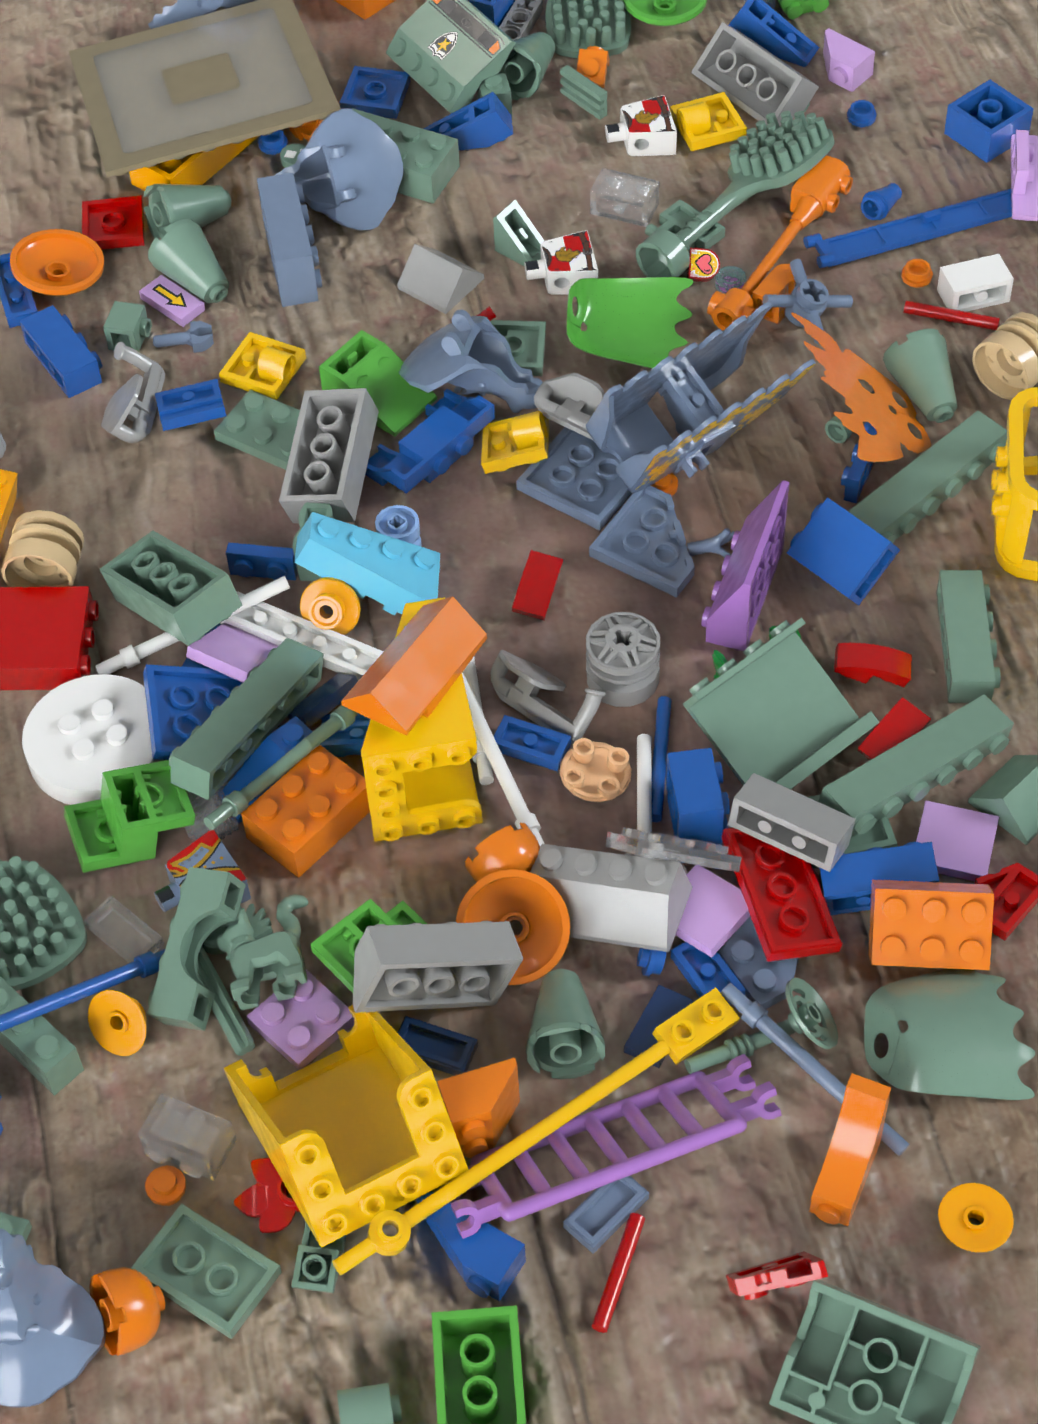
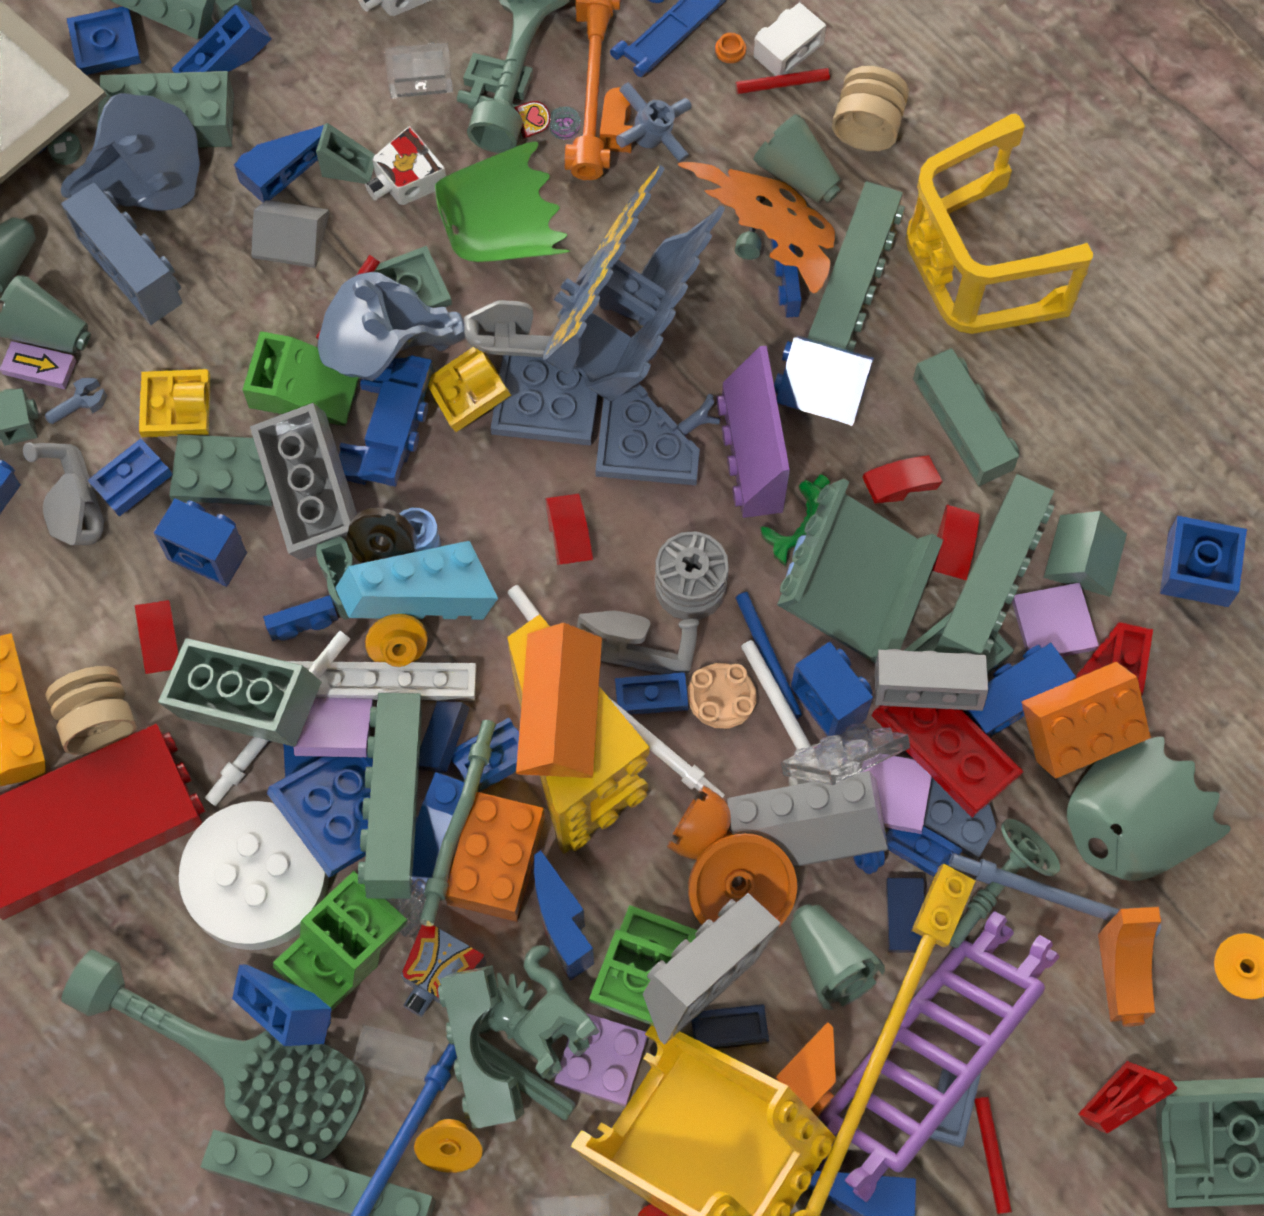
camera: 30 degrees left, 15 degrees up
(50, 844) = (282, 1008): none -> blue slope
(135, 522) = (156, 636): none -> red slope
(214, 468) = (201, 541): none -> blue brick
(330, 875) = (561, 919): none -> blue slope
(361, 498) = (366, 533): none -> dark brown plate
(458, 223) = (277, 163): none -> blue slope

